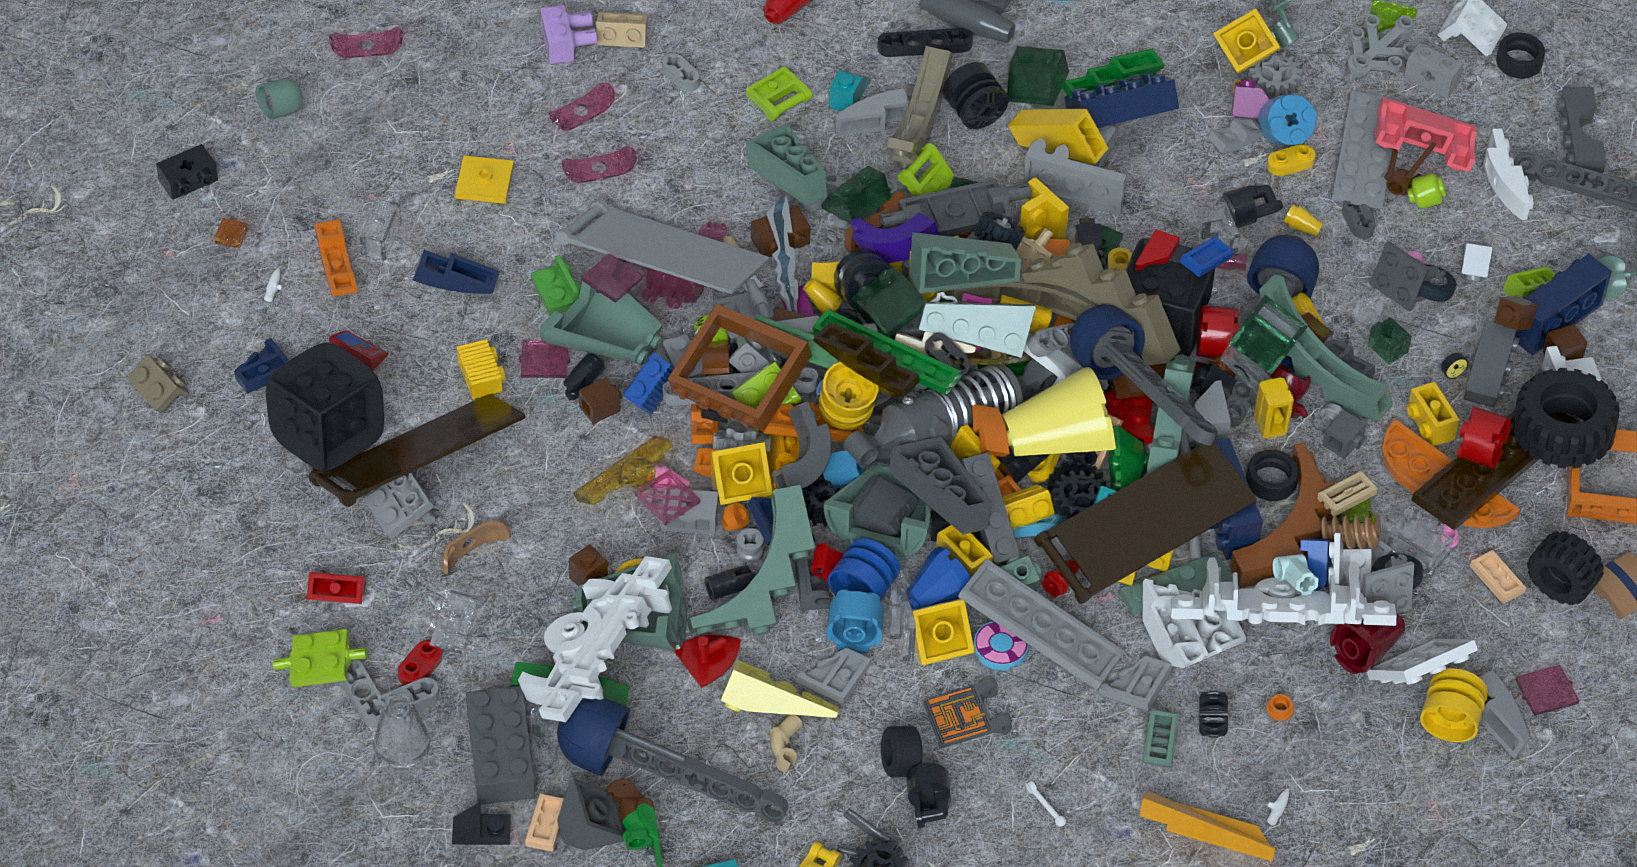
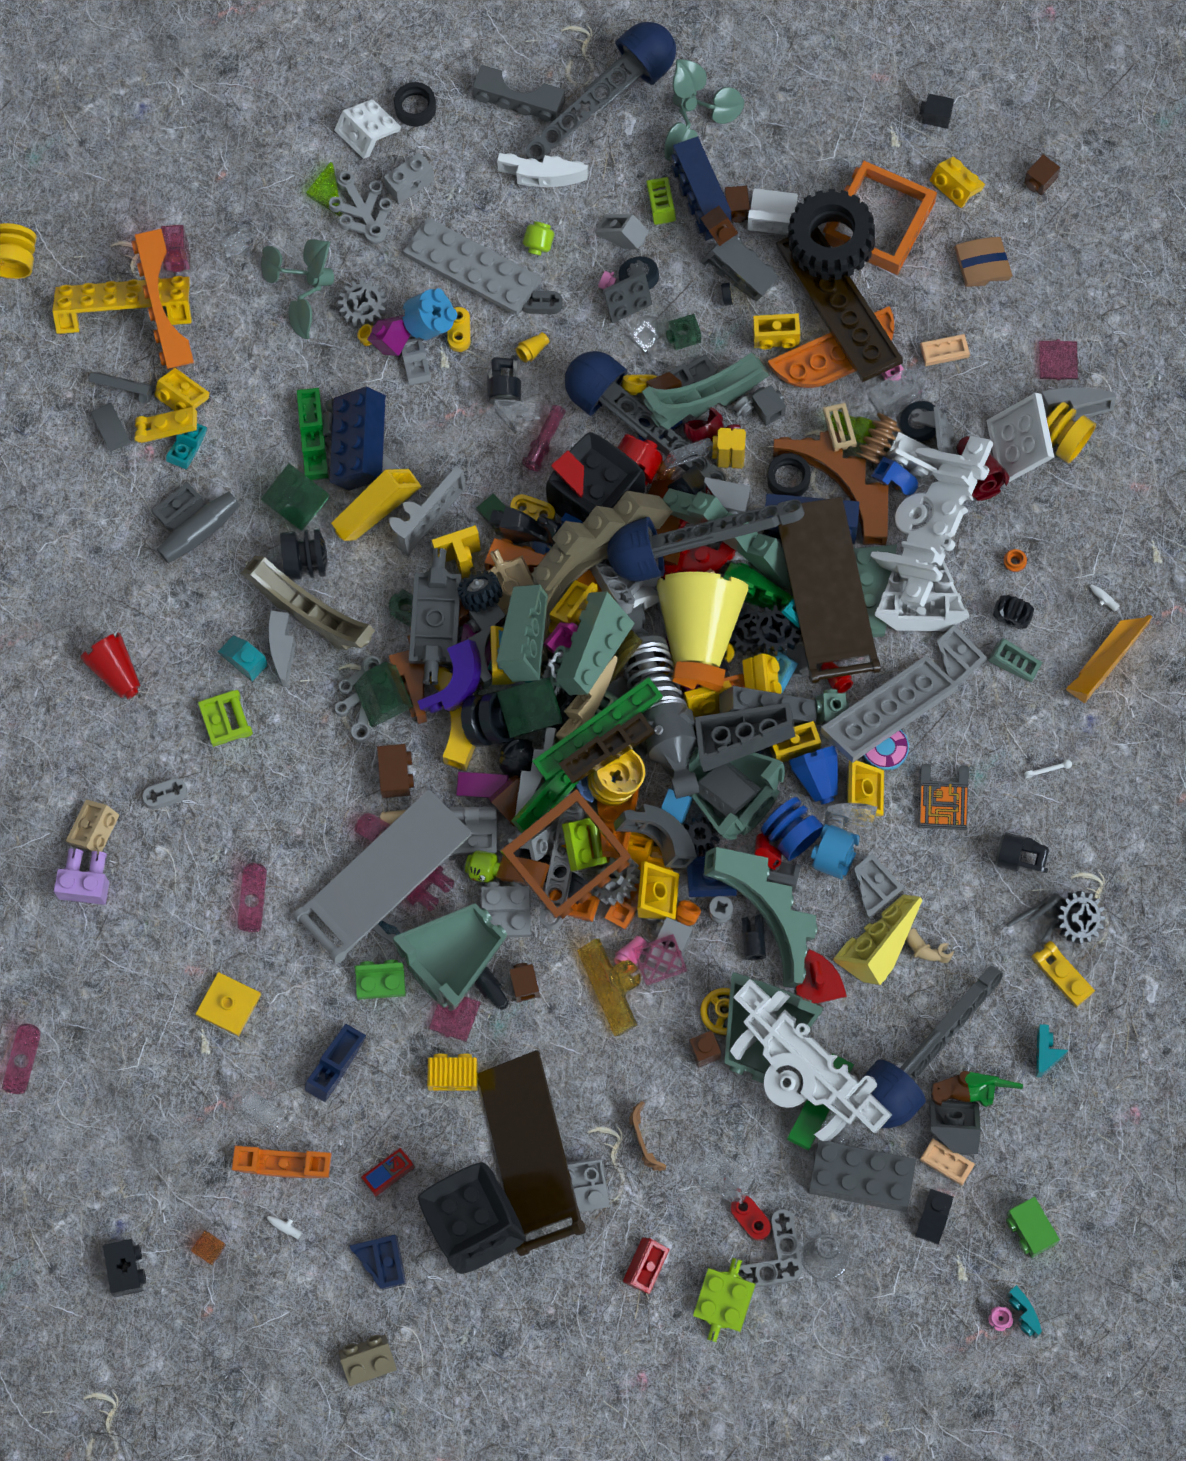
camera: 65 degrees left, 20 degrees up
(285, 97) = (66, 1153): sand green helmet -> none
(595, 102) = (173, 878): clear pink piece -> none
(612, 278) = (412, 928): clear pink piece -> none
(647, 386) = (530, 933): blue brick -> none
(785, 255) = (430, 776): light grey sword -> none
(787, 164) = (326, 738): sand green wedge -> none
(822, 296) = (480, 760): yellow cone -> none
(900, 750) = (973, 860): black tyre -> none
(924, 39) = (207, 573): black beam -> none
(934, 179) = (385, 632): lime plate -> none
(950, 349) = (613, 677): black beam -> none
(1207, 256) = (591, 436): blue tile -> none
(1246, 41) = (330, 311): yellow slope -> none
(1268, 334) = (683, 422): clear green piece -> none
(1295, 571) = (903, 497): light aqua piece -> none
(1401, 179) = (522, 253): reddish brown plant -> none
(1420, 127) = (478, 209): coral bracket -> none
(1483, 437) = (833, 302): red brick -> none
(1565, 568) = (966, 297): black tyre -> none

